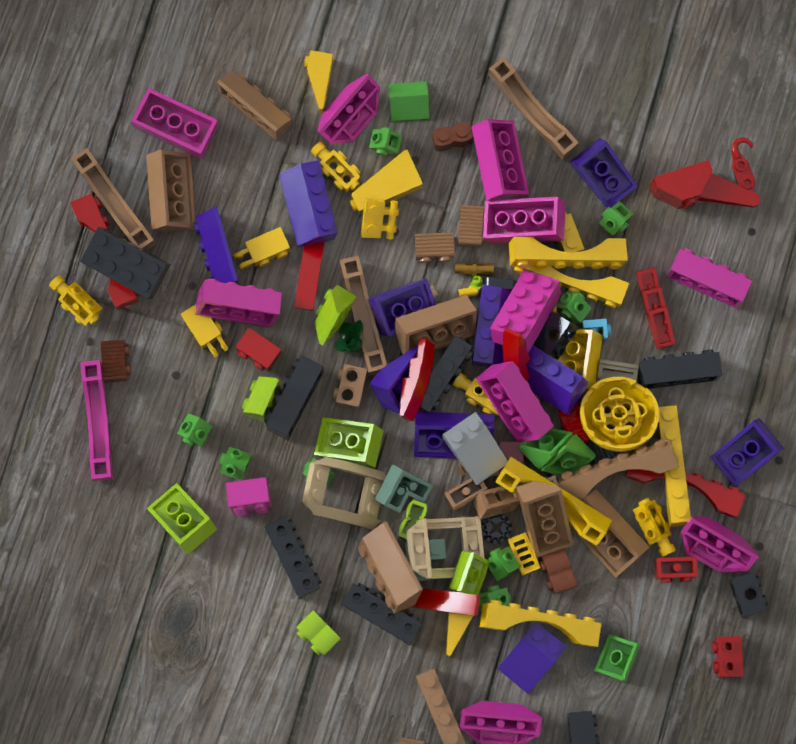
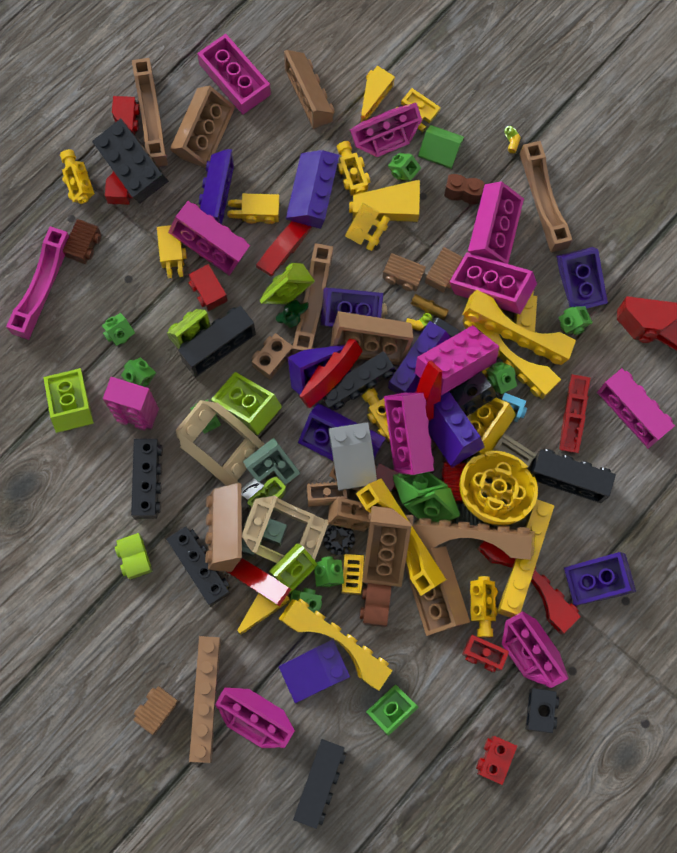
camera: 25 degrees right, 5 degrees down
(376, 69) = (427, 108): none -> yellow plate
(395, 520) = (251, 488): none -> white sticker
(475, 61) = (513, 137): none -> arm

